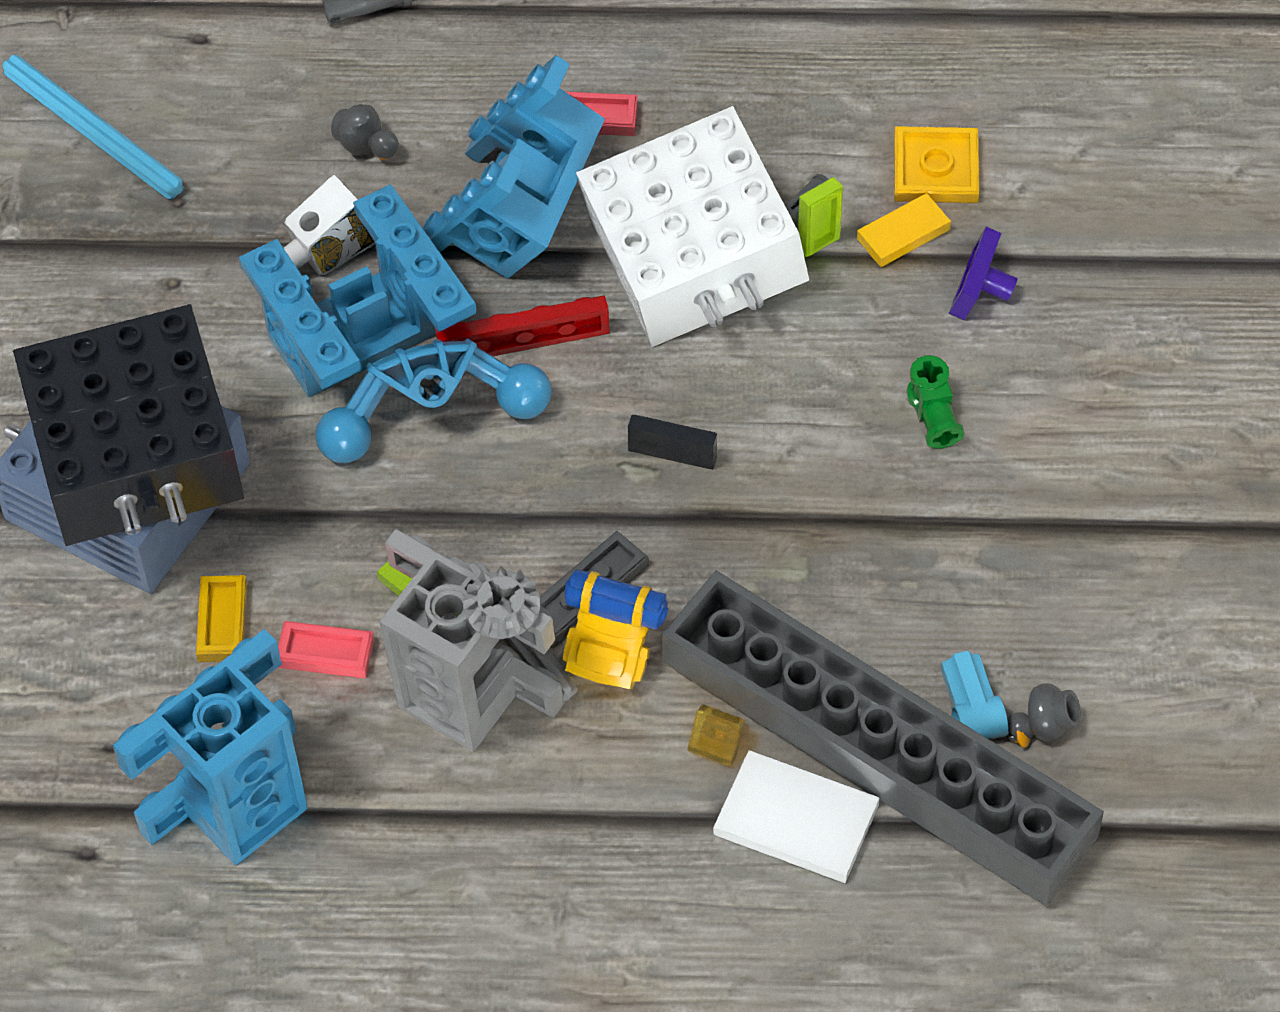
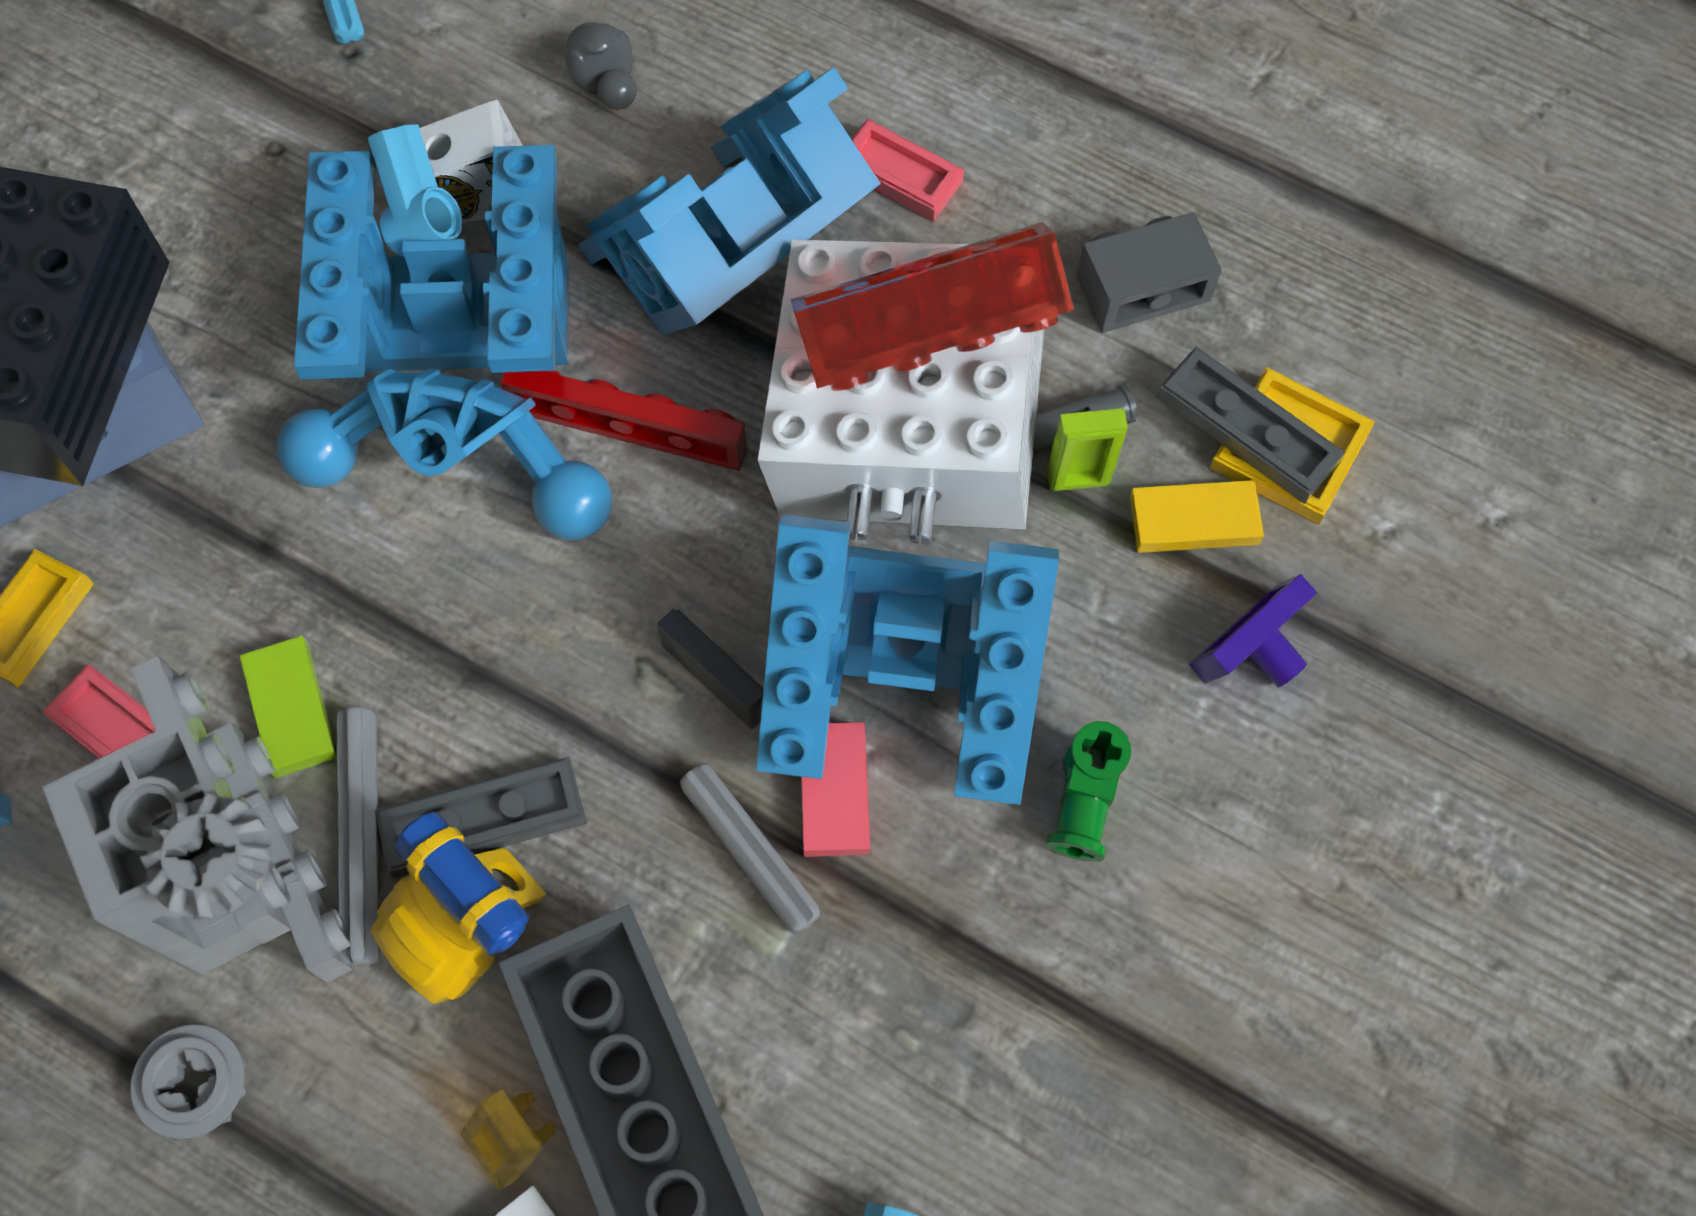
camera: 25 degrees right, 10 degrees up
(314, 253) = (415, 203): none -> medium azure piece
(510, 782) = (163, 1067): none -> light grey gear
(698, 162) = (933, 306): none -> clear red brick
(756, 527) = (750, 848): none -> light grey axle
(785, 474) = (838, 803): none -> coral tile
(790, 103) = (1147, 271): none -> dark grey brick
(823, 345) = (908, 627): none -> dark azure piece
(905, 161) = (1250, 424): none -> dark grey tile

